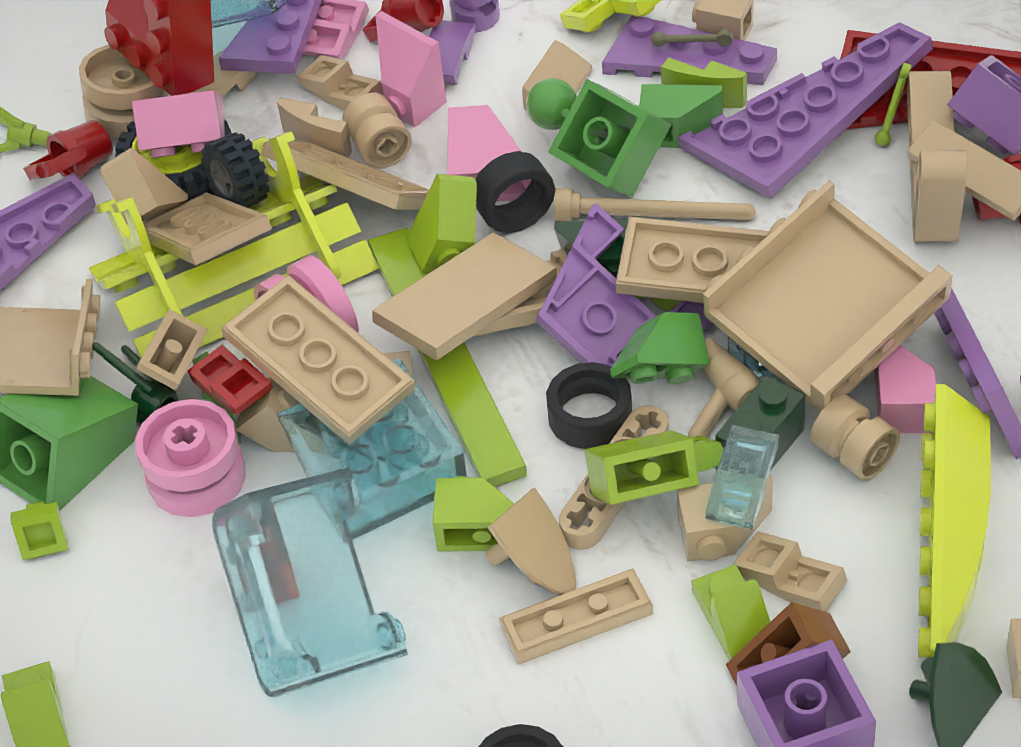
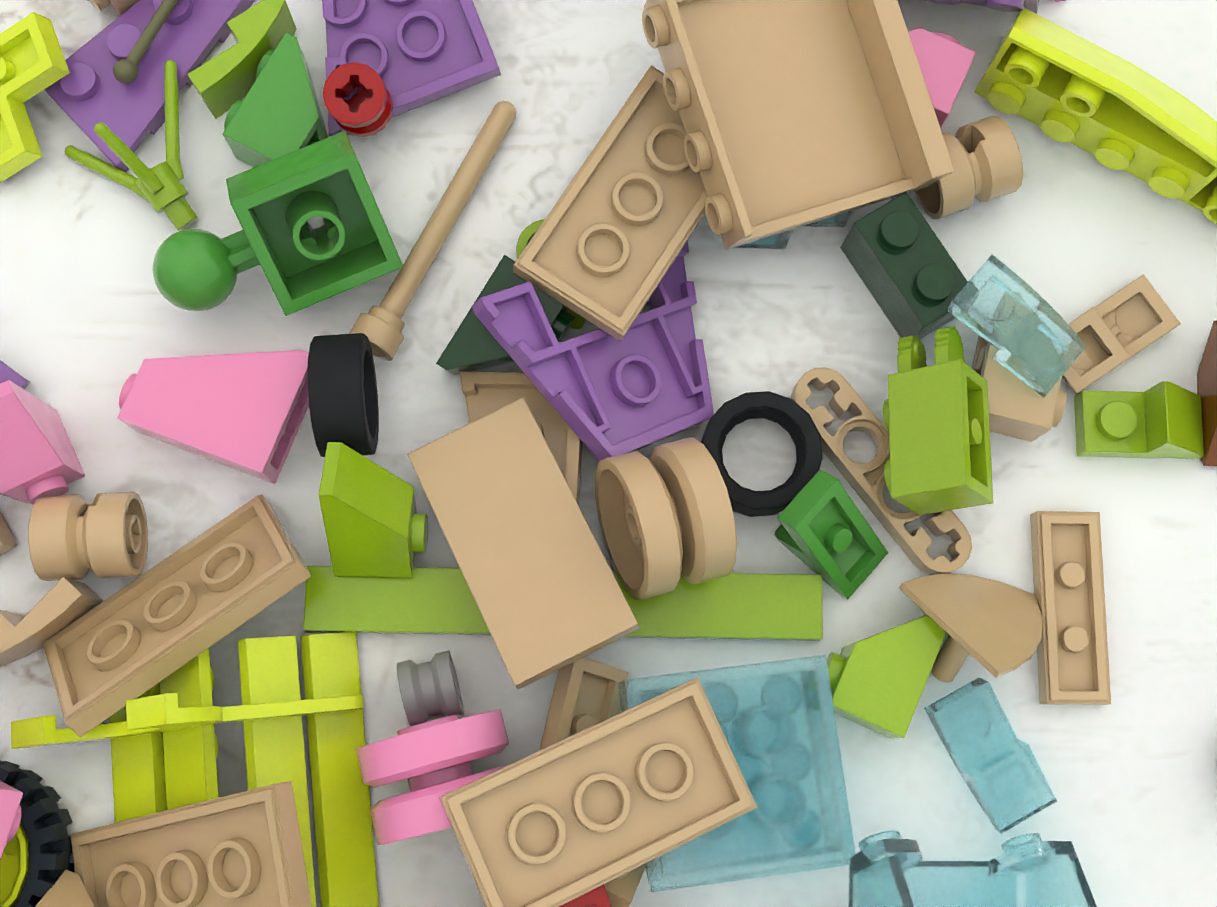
camera: 80 degrees left, 30 degrees up
(235, 170) = (90, 788): black wheel -> none
(362, 300) = (429, 688): none -> light grey wheel
(451, 602) = (990, 756): none -> clear light blue slope
(512, 350) = (665, 517): none -> tan wheel
(553, 452) = (830, 534): none -> bright green slope
(558, 63) = (111, 239): tan slope -> none
(606, 78) = (158, 184): none -> lime plant
(664, 348) = (740, 328): bright green slope -> none
(701, 131) = (363, 113): none -> red wheel
(732, 385) = (805, 265): tan piece -> none

